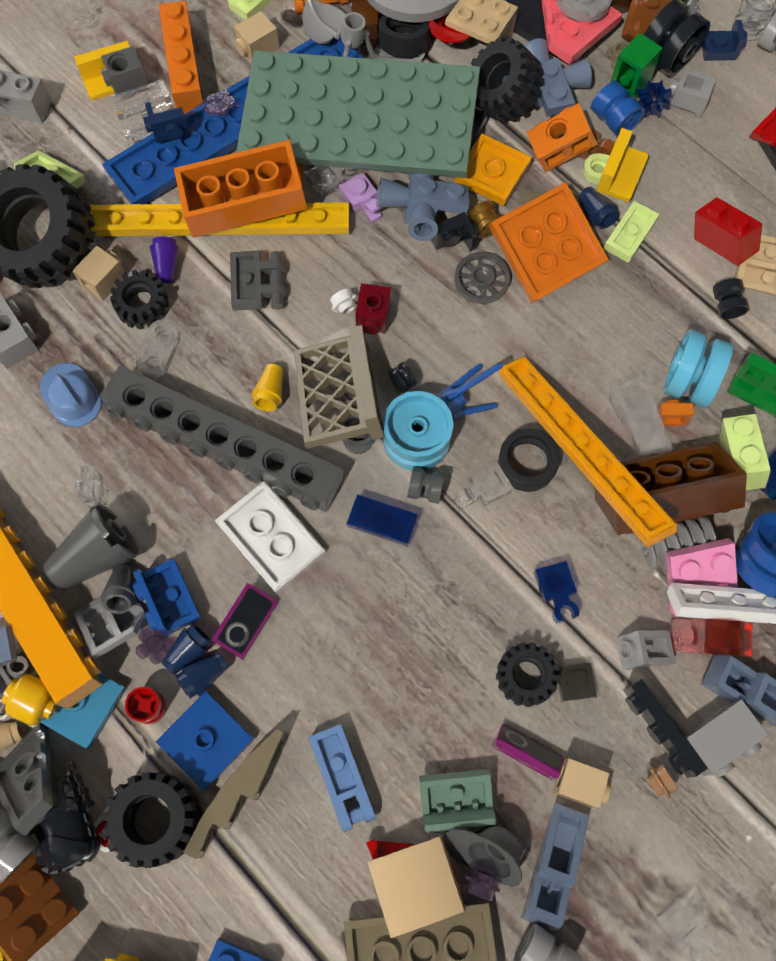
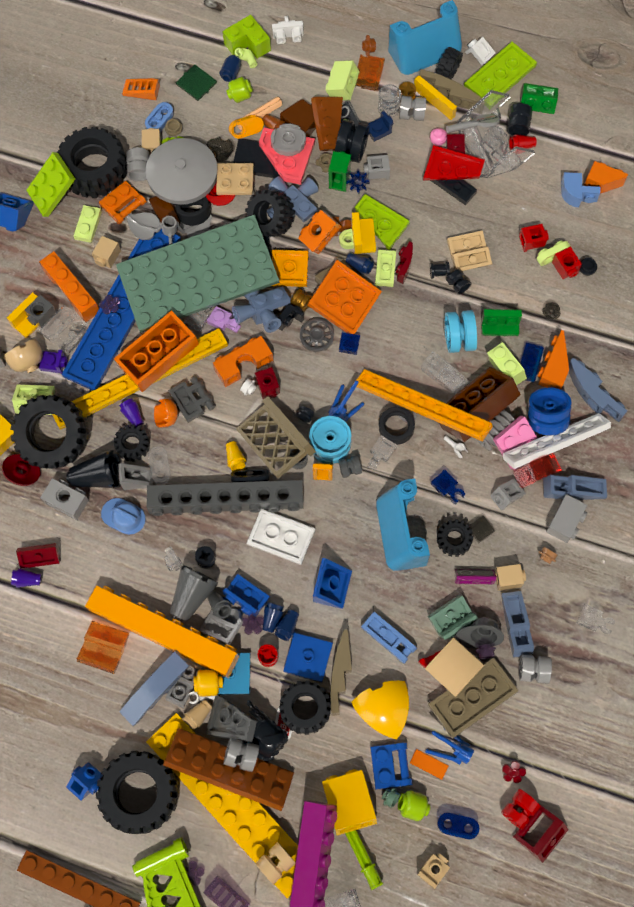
camera: 25 degrees left, 0 degrees up
(66, 117) = (25, 357): none -> tan cylinder
(69, 314) = (96, 472): none -> black cone
(99, 272) = (99, 438): tan brick -> none
(103, 143) = (53, 362): none -> dark purple bracket
(110, 344) = (134, 476): none -> light grey slope
(147, 516) = (205, 561): none -> black wheel
(165, 124) = (89, 334): dark blue bracket -> none
(209, 282) = (165, 413): none -> orange hair
(244, 621) = (294, 587): slope -> none
(271, 890) = (384, 708): none -> yellow brick
(274, 425) = (250, 475): none -> black plate
(301, 646) = (331, 584): none -> blue slope
(378, 255) = (254, 351): none -> orange arch
(381, 471) = (322, 471): none -> light orange slope
(382, 520) = (336, 497): clear blue plate -> none
(430, 649) = (400, 549): none -> dark azure windscreen
(521, 310) = (349, 343): none -> clear blue plate
(604, 538) = (457, 447): none -> white hand
(616, 108) = (343, 199): blue wheel -> none
(661, 241) = (405, 262): none -> dark red slope
(663, 730) = (536, 529): black plate -> none
(665, 171) = (387, 223): none -> lime wing
(676, 413) = (460, 361): orange plate -> none
(710, 269) = (439, 270): none -> black bush
(727, 231) = (438, 244): red brick -> none

